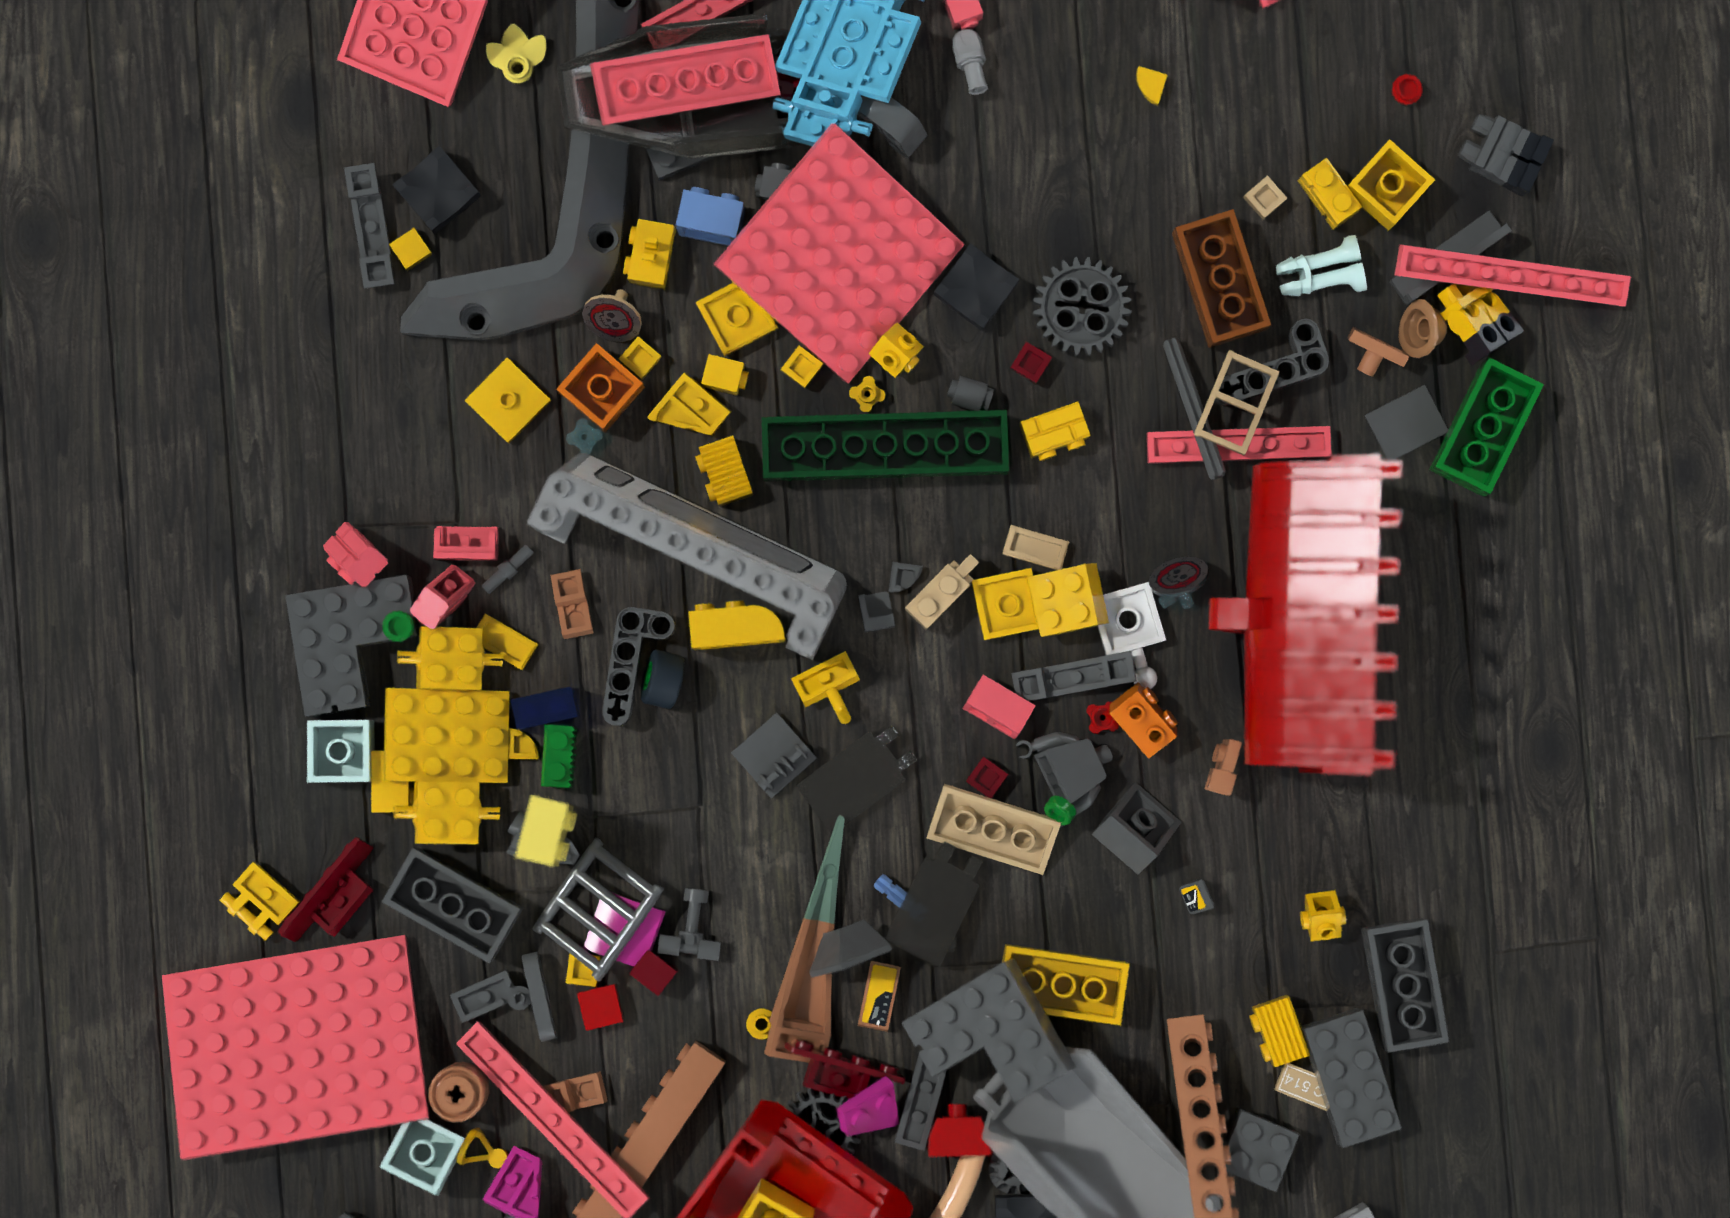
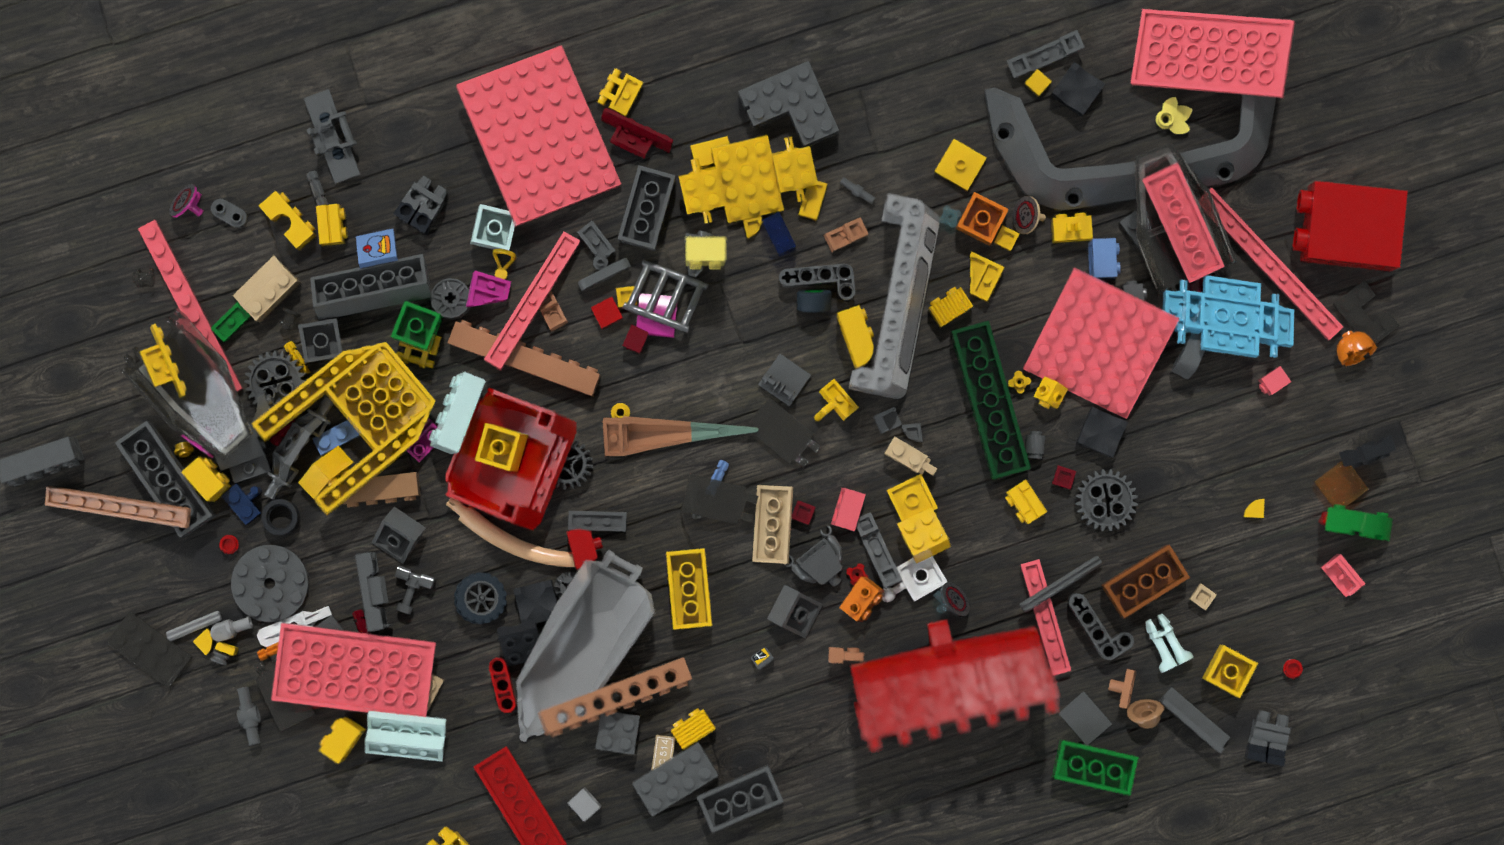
camera: 85 degrees right, 0 degrees up
(339, 750) = (722, 117): light aqua brick -> none
(354, 555) = (842, 95): coral brick -> none
(398, 626) = (806, 133): green tile -> none
(442, 596) = (831, 155): coral brick -> none
(466, 543) = (866, 161): coral hinge -> none
(471, 1082) = (544, 245): nougat piece -> none
(558, 756) = (752, 249): green brick -> none
(691, 940) = (659, 356): dark grey bar -> none
(724, 375) = (1008, 292): yellow brick -> none
(734, 318) = (1044, 289): yellow plate -> none
(802, 366) = (1025, 338): yellow plate -> none
(839, 1075) = (600, 466): dark red bracket -> none
(847, 947) = (680, 452): dark grey slope -> none
(870, 1109) = (585, 490): dark pink wing -> none
(879, 996) = (654, 479): slope -> none
(970, 59) = (1242, 394): light grey arm -> none
(994, 1015) = (659, 555): dark grey piece -> none
(1035, 548) = (950, 508): tan tile -> none
(1060, 810) = (794, 561): green tile -> none
(1231, 355) = (1070, 610): tan window -> none
(1323, 916) = (769, 738): yellow brick -> none
(1329, 193) = (1215, 635): yellow brick -> none
(1478, 319) = (1161, 745): yellow hips -> none
(1512, 275) = (1192, 760): coral plate -> none

